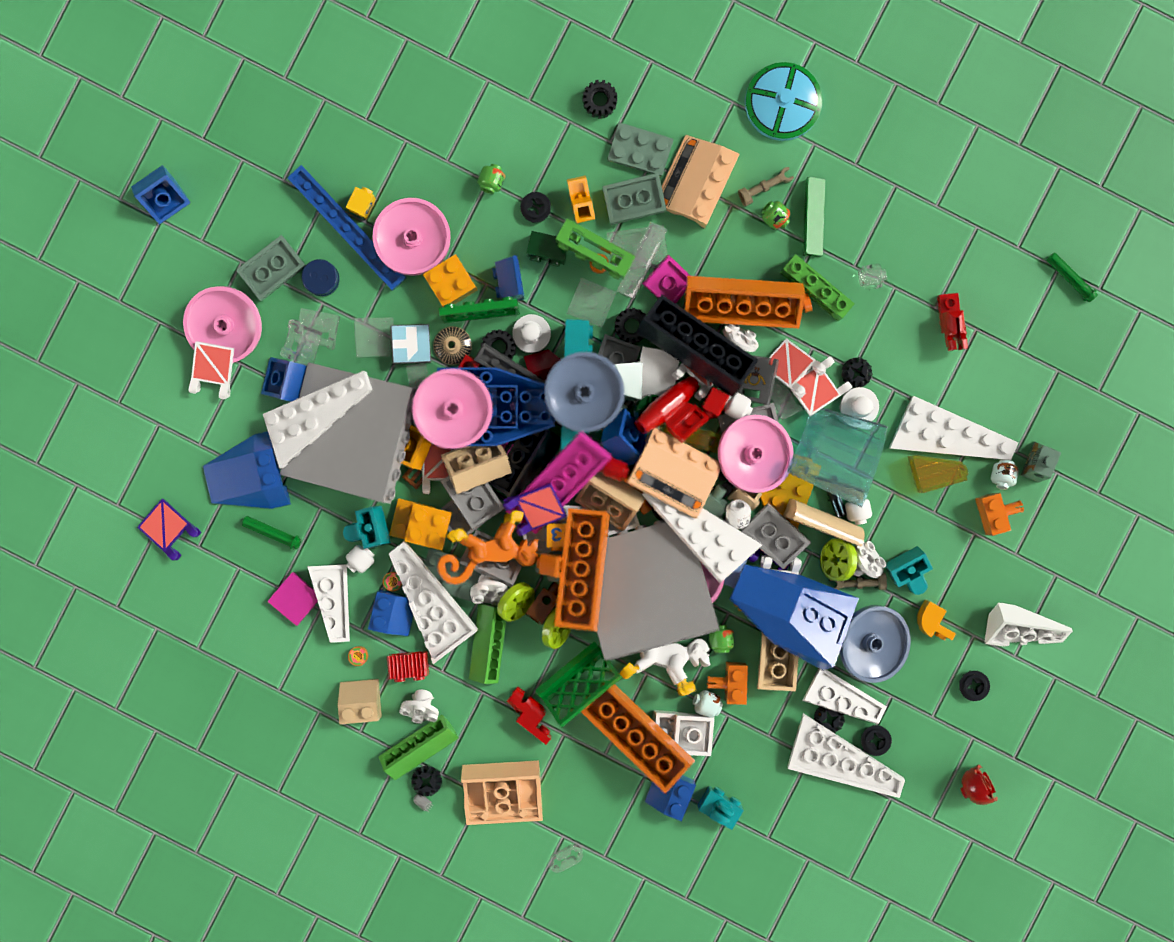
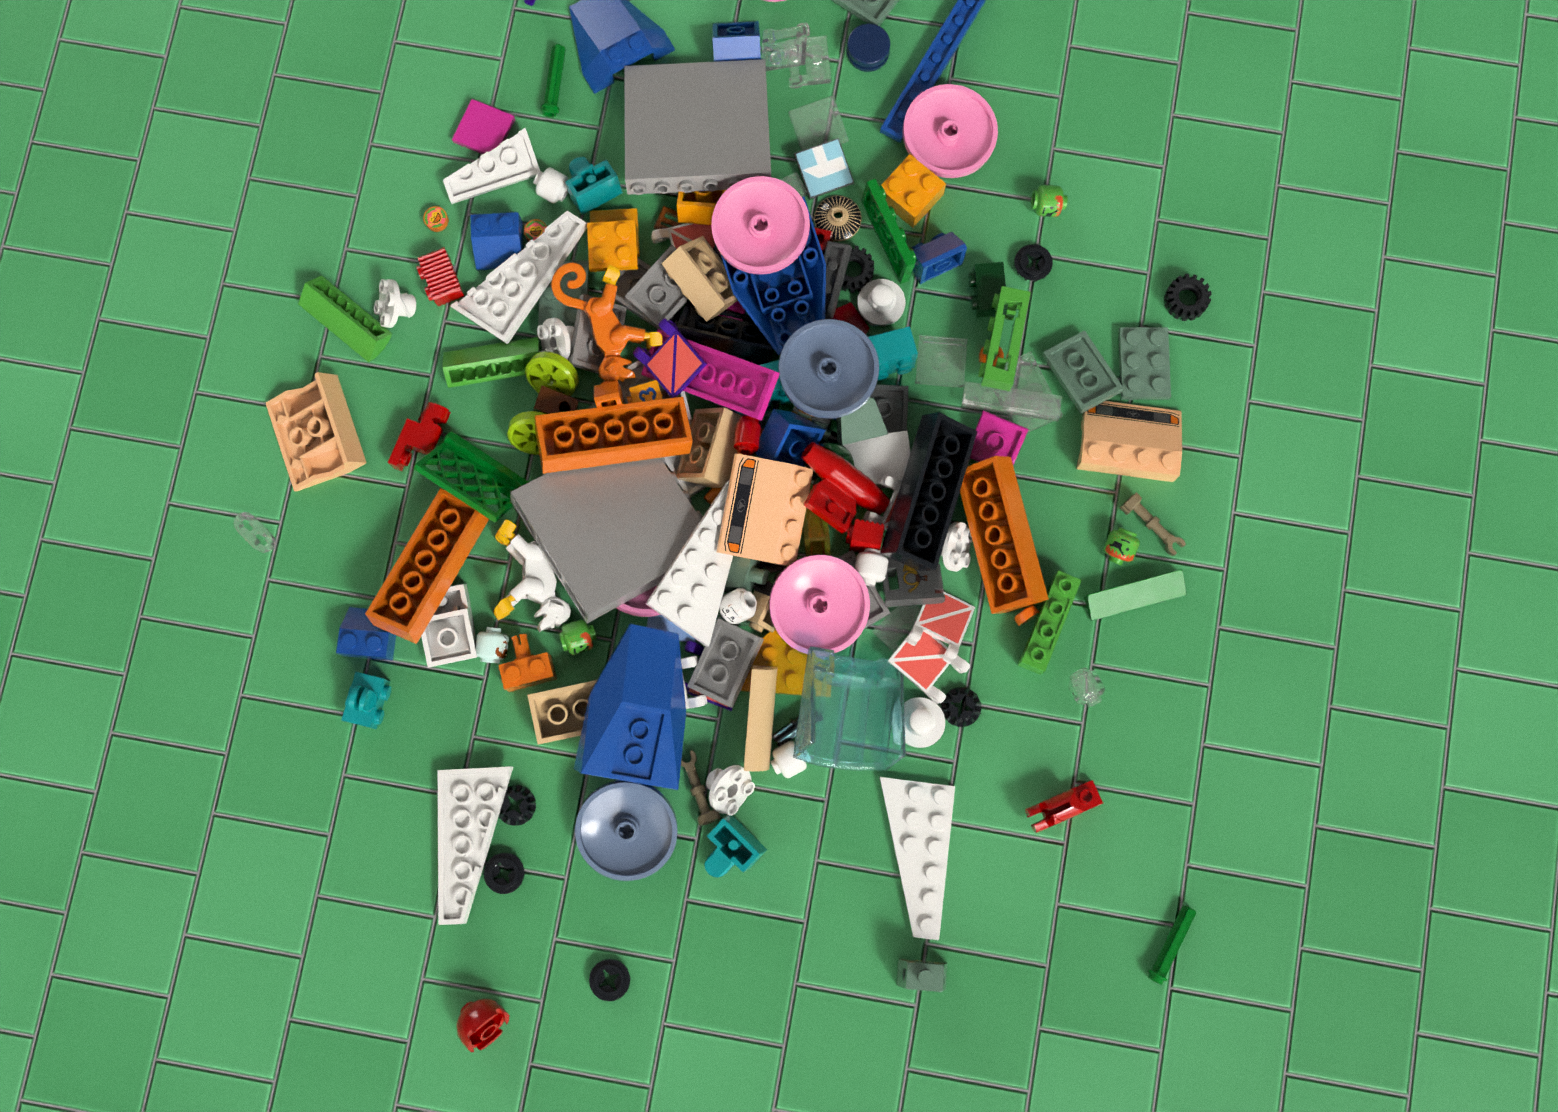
camera: 75 degrees right, 10 degrees down
(307, 418) = (701, 76): white wing -> none
(359, 701) = (381, 234): tan slope -> none
(361, 202) = (971, 65): yellow brick -> none
(422, 802) = (279, 343): light grey piece -> none
(425, 772) = (307, 350): black gear -> none
(580, 199) = (1061, 309): light orange brick -> none
(620, 321) = (922, 402): black tyre -> none
(783, 101) = (1263, 515): dish -> none
(829, 560) = (718, 751): lime wheel -> none
(838, 695) = (547, 808): white wing -> none
(929, 621) = (677, 892): light orange brick -> none
(936, 473) = (867, 845): clear yellow slope -> none
(995, 514) = (839, 937): orange brick -> none
(1004, 474) = (892, 933): light aqua head -> none
(1014, 624) = (703, 1010): white wedge -> none

